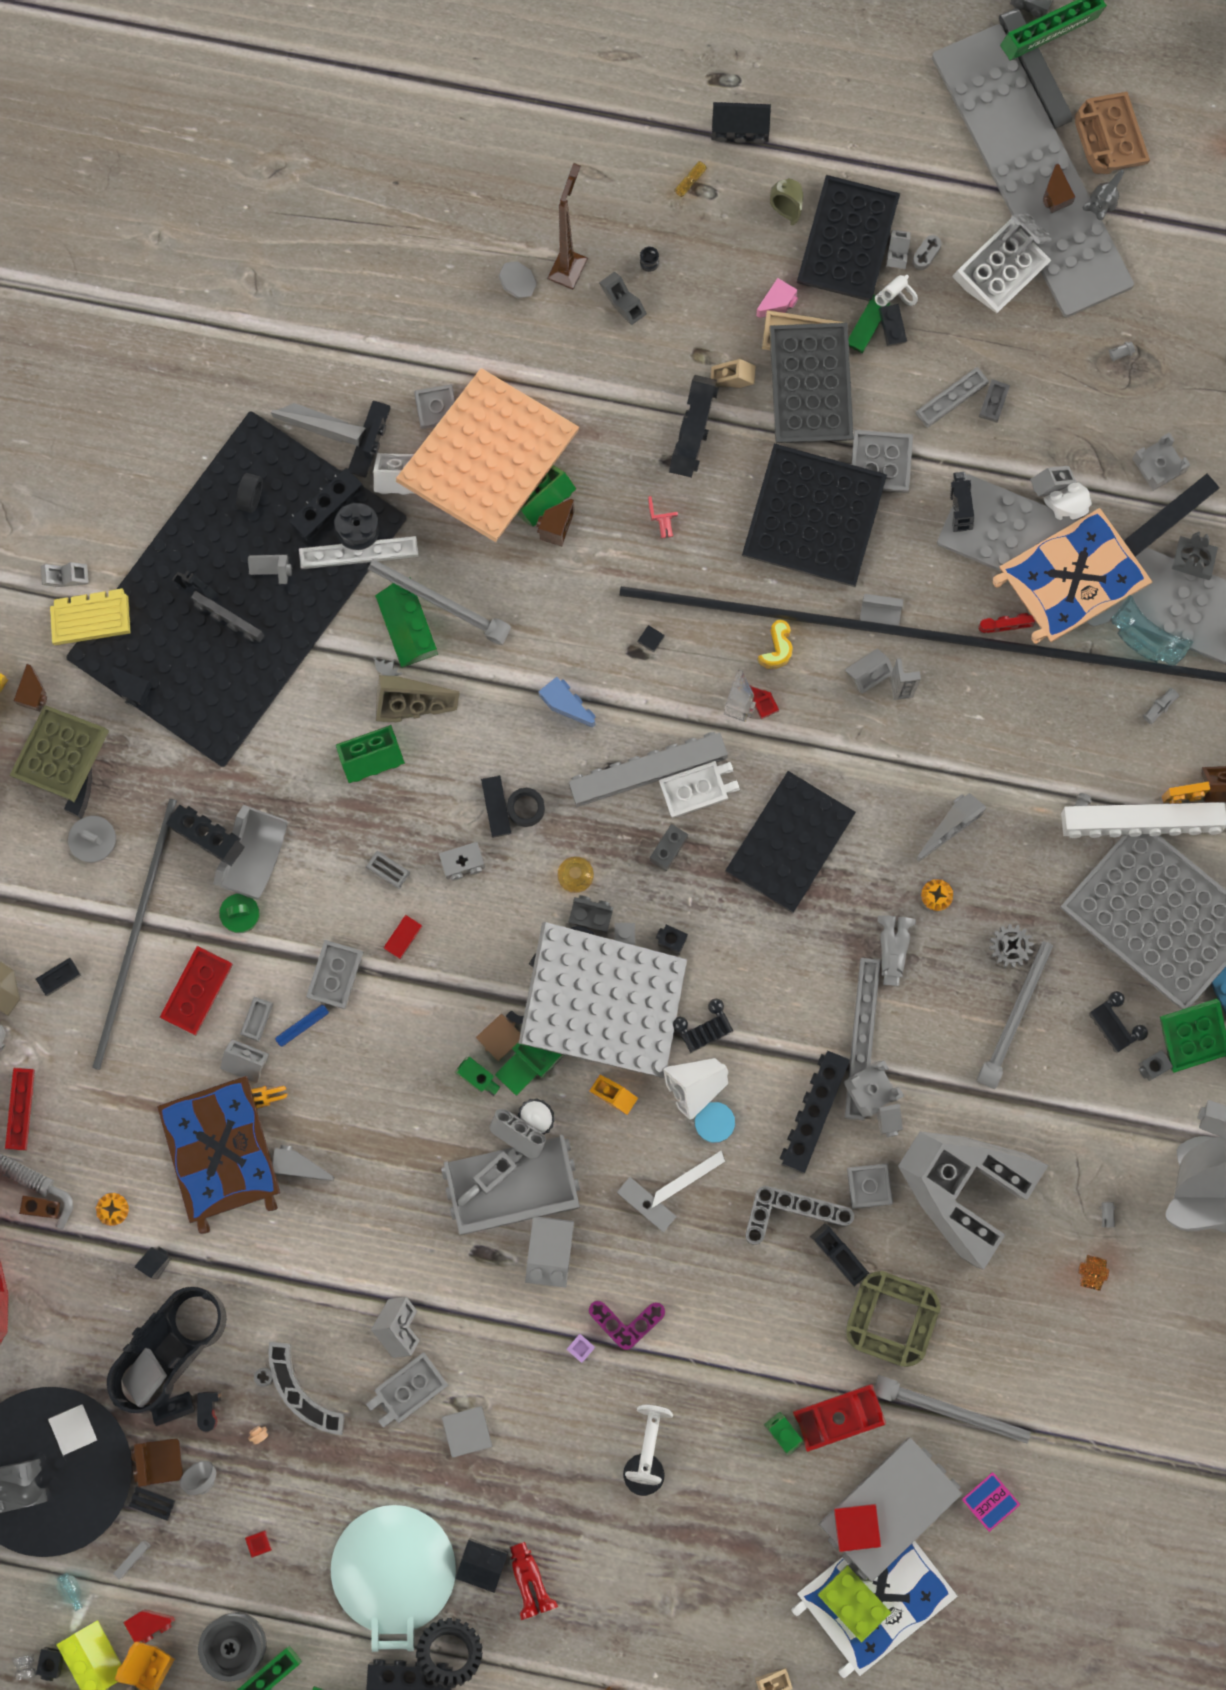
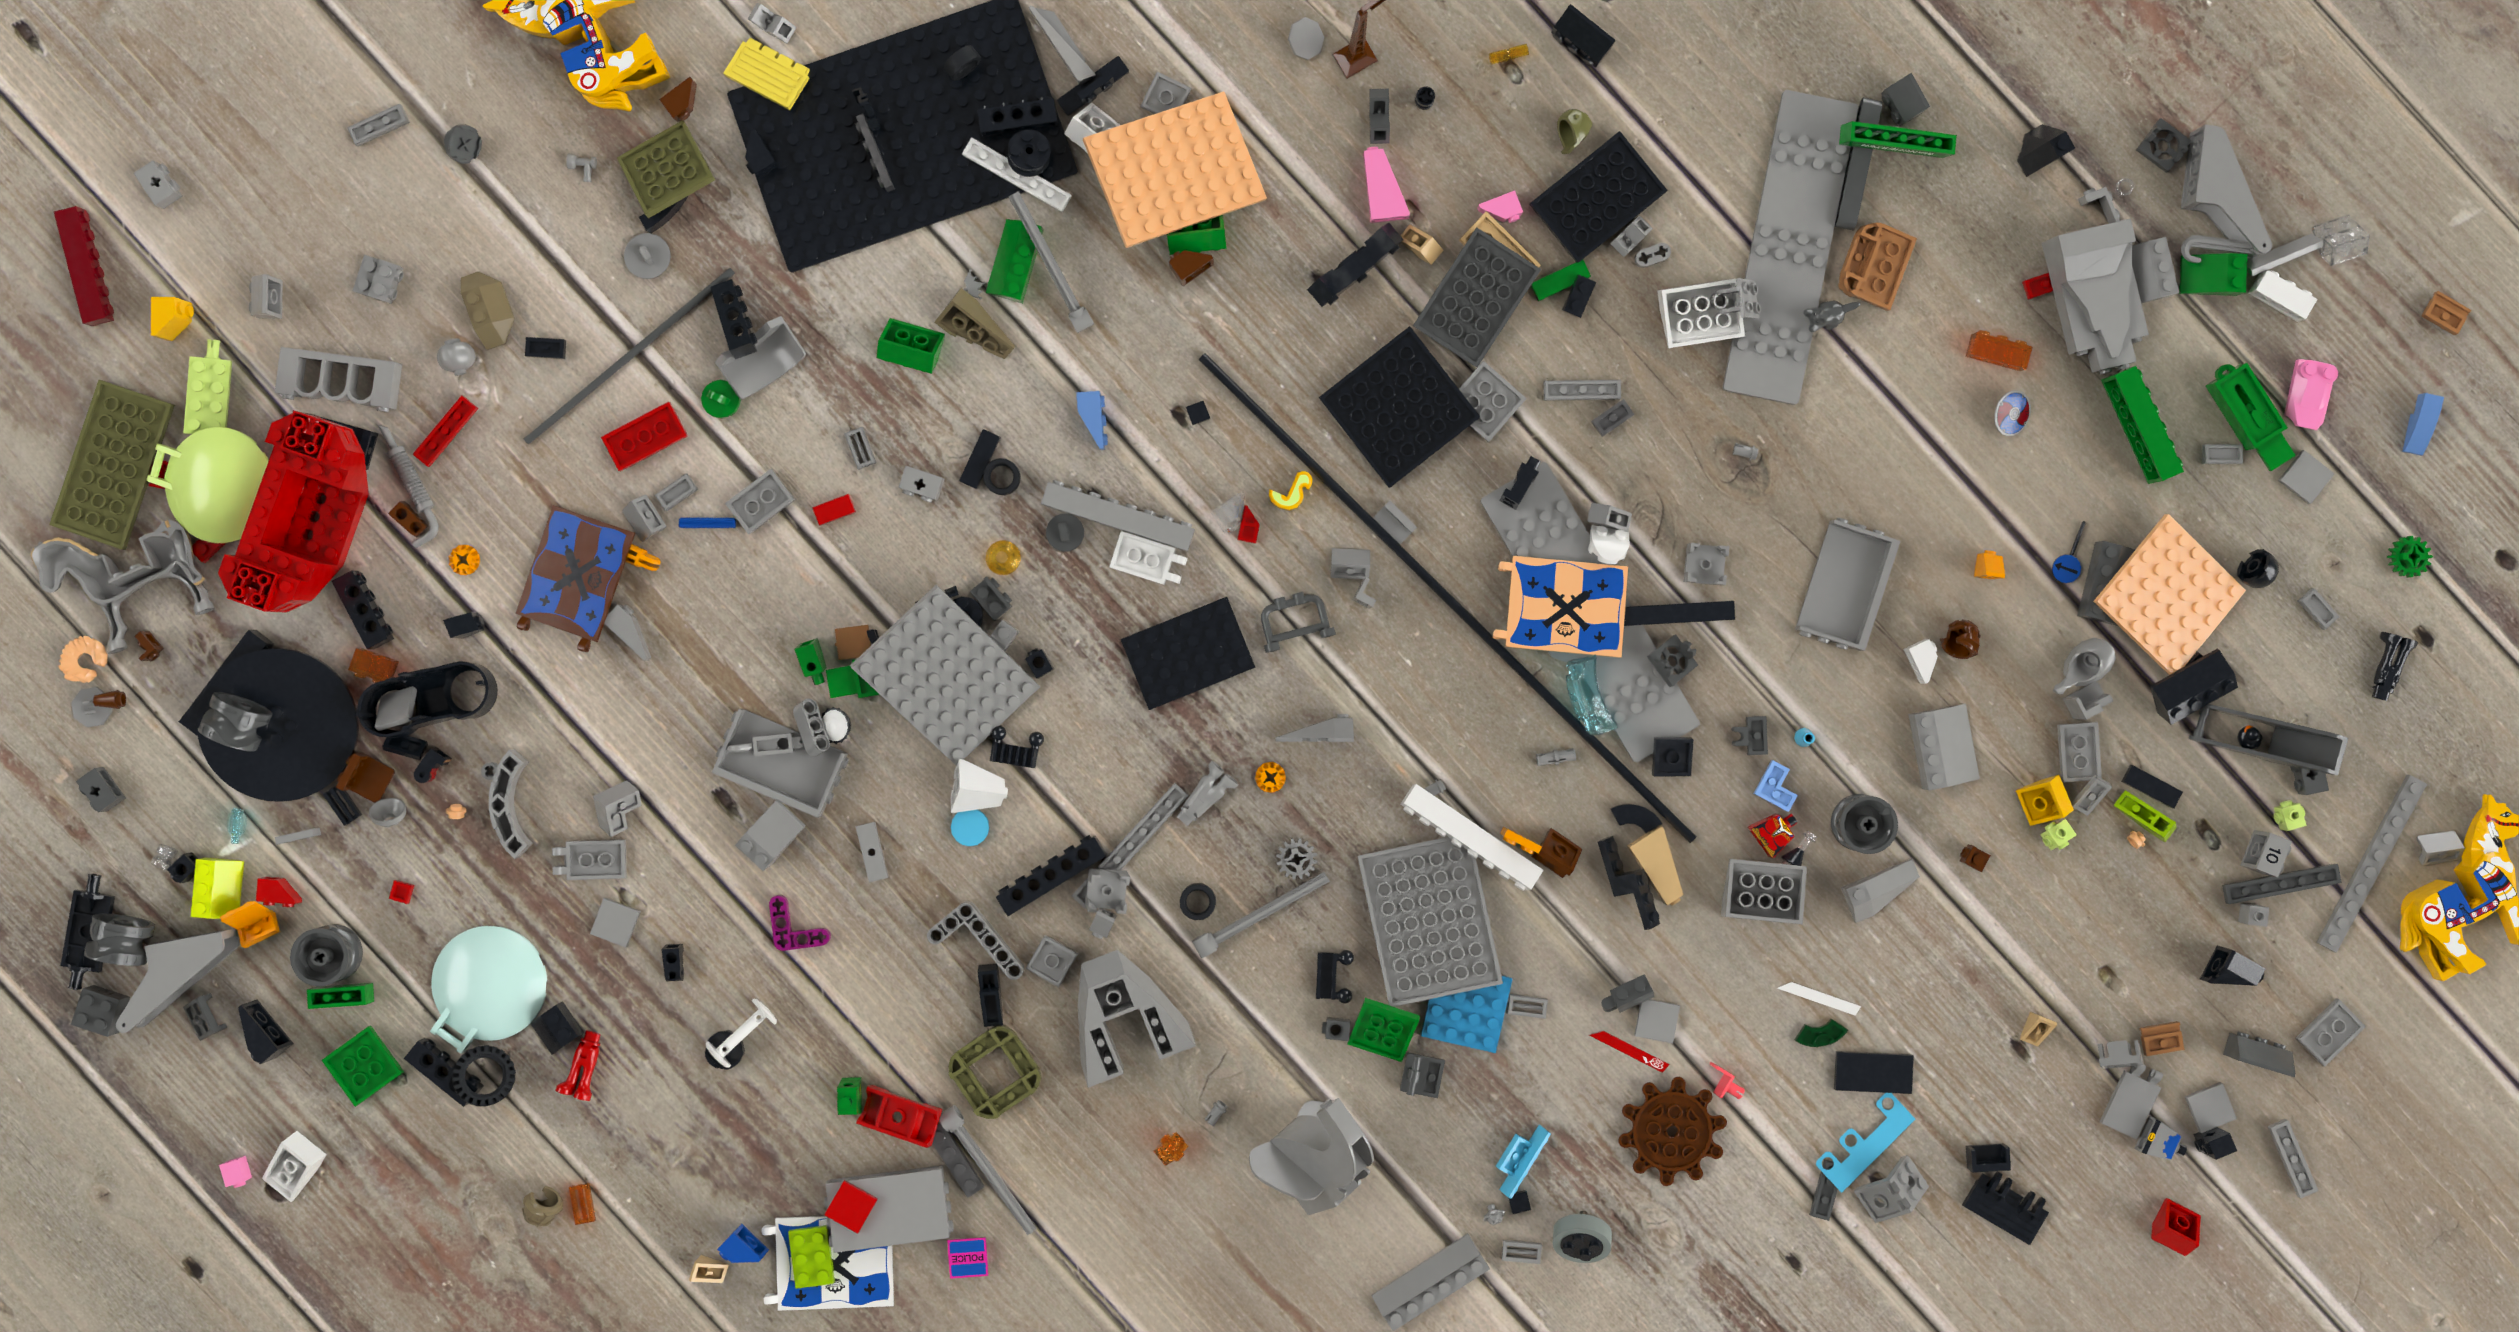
camera: 30 degrees right, 10 degrees up
(23, 1305) = (344, 586): none -> black brick
(72, 1429) = (317, 707): white sticker -> none
(95, 1358) = (372, 665): none -> clear orange brick
(270, 565) = (940, 135): light grey bracket -> none
(544, 1428) = (673, 962): none -> black leg
(580, 1348) = (744, 923): lavender plate -> none
(612, 815) = (1065, 532): none -> dark grey tile
(613, 1094) = (907, 750): light orange slope -> none
(664, 520) = (1277, 324): coral bracket -> none
(668, 847) = (1088, 590): dark grey brick -> none
(669, 353) = (1383, 192): none -> bright pink slope
(688, 1178) = (917, 854): white sticker -> none
(786, 1639) = (742, 1247): none -> blue slope
(849, 730) = (1298, 599): none -> dark grey bar
(893, 289) = (1601, 267): white piece -> none
(918, 1424) = (956, 1162): none -> flat silver plate
(940, 1043) = (1195, 887): none -> black tyre
(1005, 623) = (1484, 604): red hinge -> none
(1058, 191) = (1794, 282): reddish brown slope -> none

